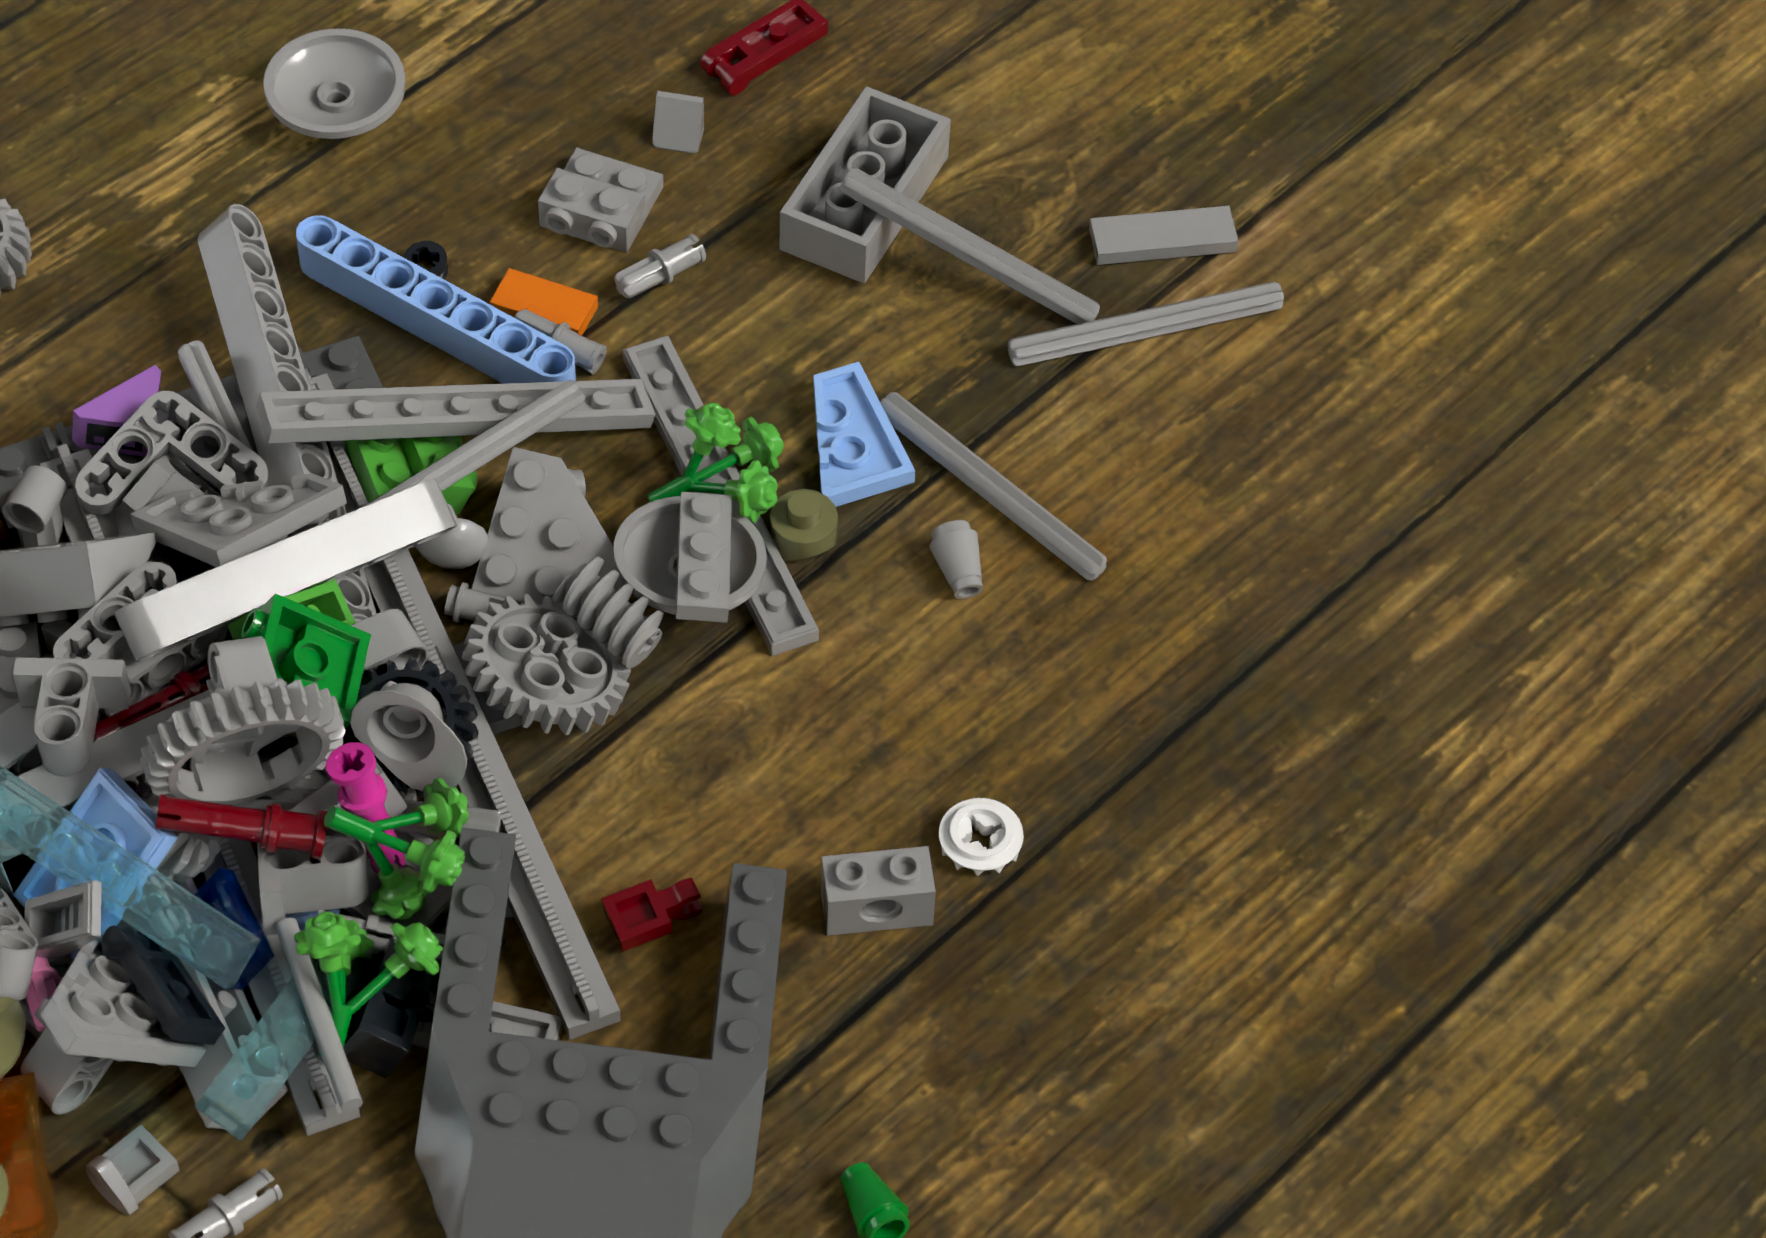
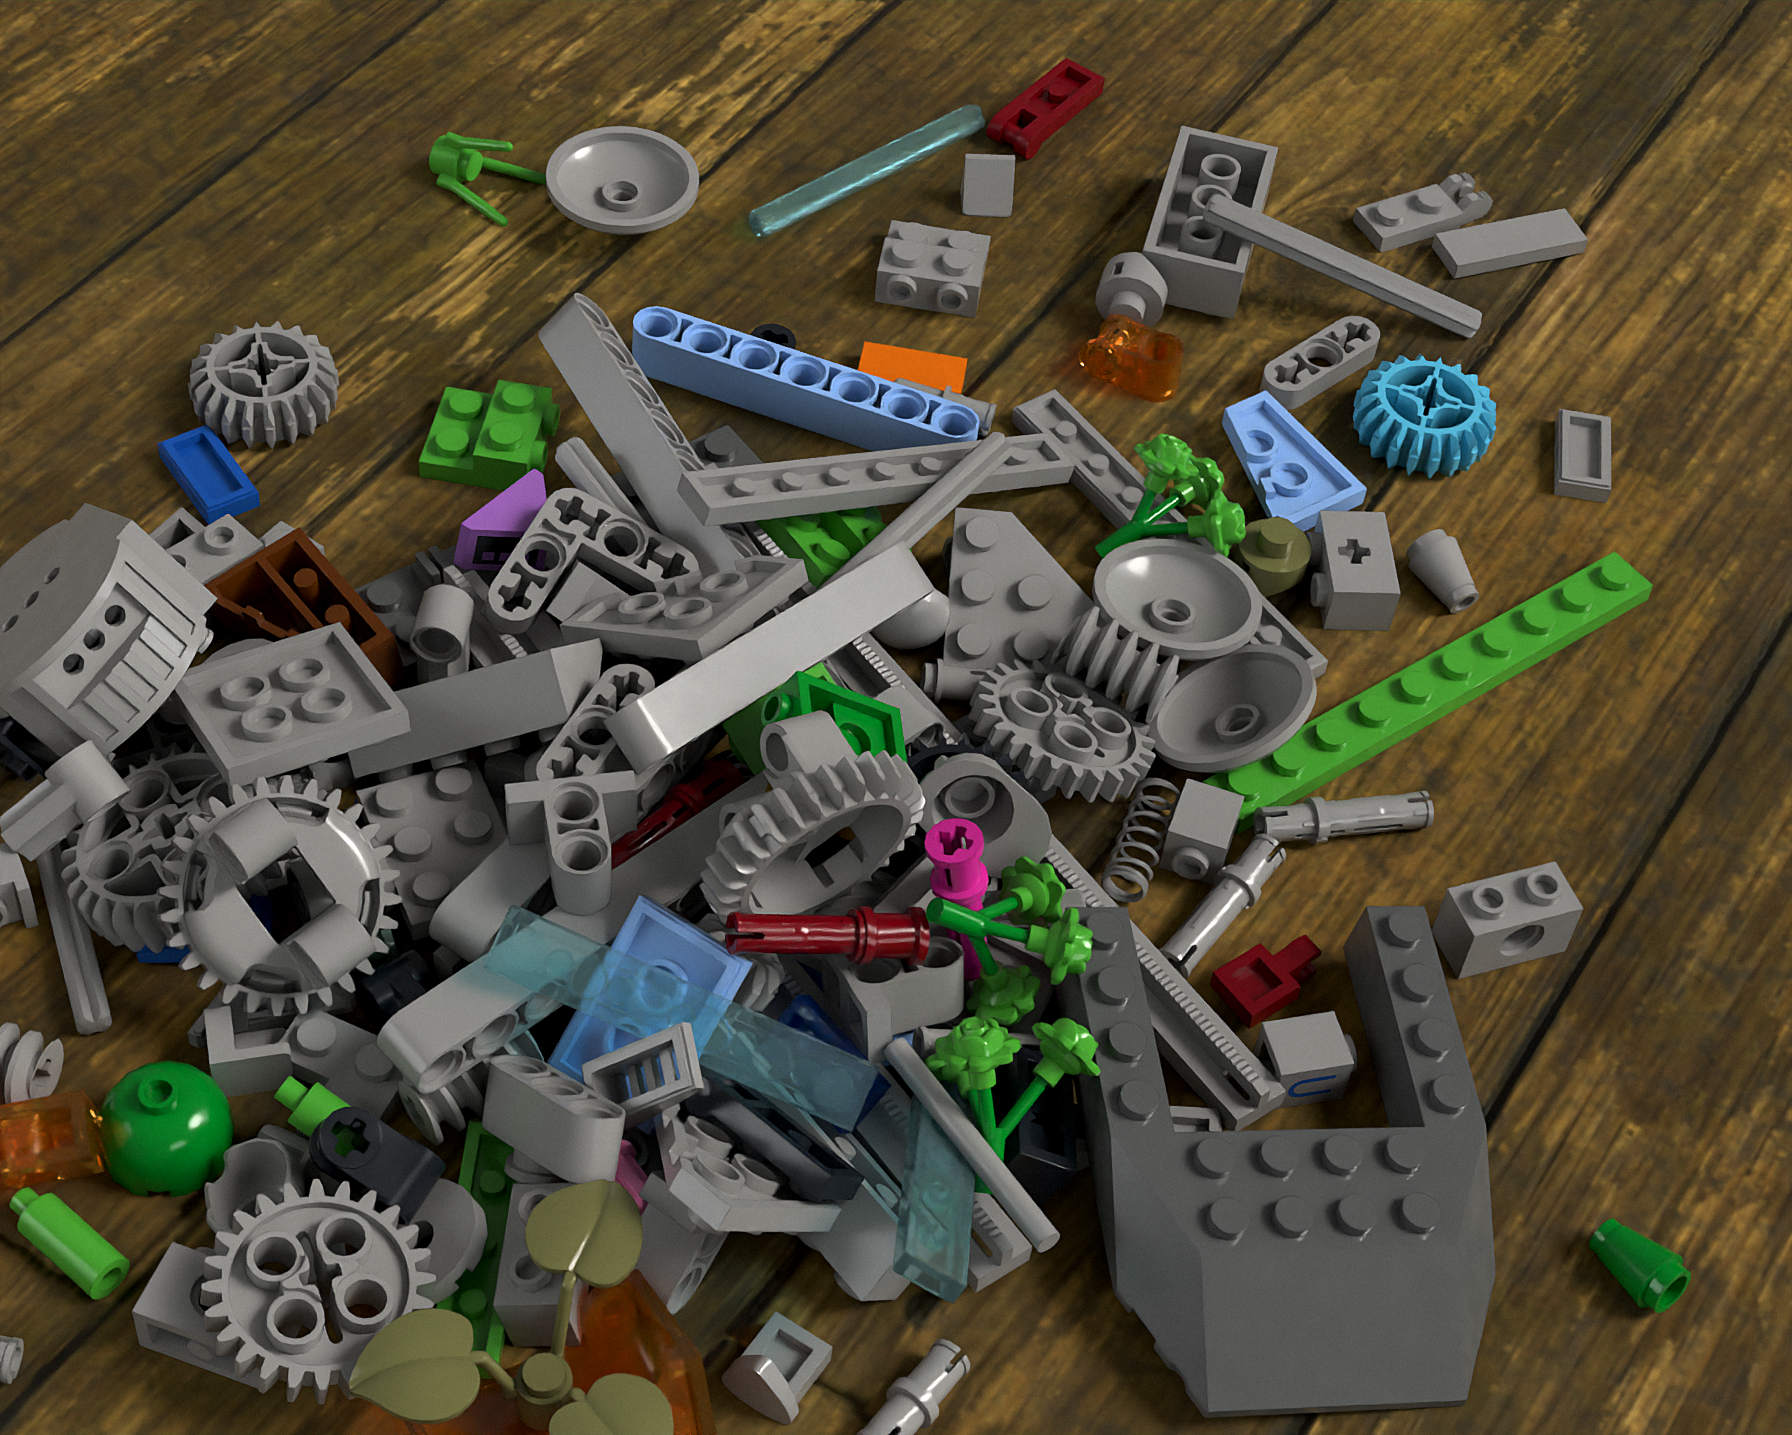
camera: 15 degrees left, 5 degrees down
(148, 320) = (490, 436): none -> bright green plate
(203, 46) = (457, 160): none -> bright green plant
(563, 800) = (1128, 872): none -> light grey piece
(574, 92) = (865, 170): none -> clear light blue axle
(640, 773) = (1201, 831): none -> light grey brick
(652, 828) = (1234, 890): none -> light grey pin
(653, 986) = (1307, 1057): none -> light grey brick
(659, 267) = (1021, 324): light grey axle -> none
(702, 667) = (1234, 709): none -> light grey dish
(704, 557) = (1199, 595): light grey plate -> none
(751, 315) = (1138, 356): none -> clear orange piece
(767, 250) = (1135, 292): none -> light grey piece
(774, 777) = (1325, 819): none -> light grey pin
(871, 548) = (1353, 571): none -> light grey brick
(904, 668) = (1436, 685): none -> bright green plate
(918, 354) = (1329, 345): none -> light grey beam
(989, 818) = (1579, 830): white gear -> none
(994, 487) = (1451, 499): light grey axle -> none
(1012, 401) = (1424, 416): none -> medium azure gear
(1090, 194) = (1422, 212): none -> light grey hinge
(1143, 460) = (1582, 455): none -> light grey tile
(1145, 323) = (1539, 322): light grey axle -> none

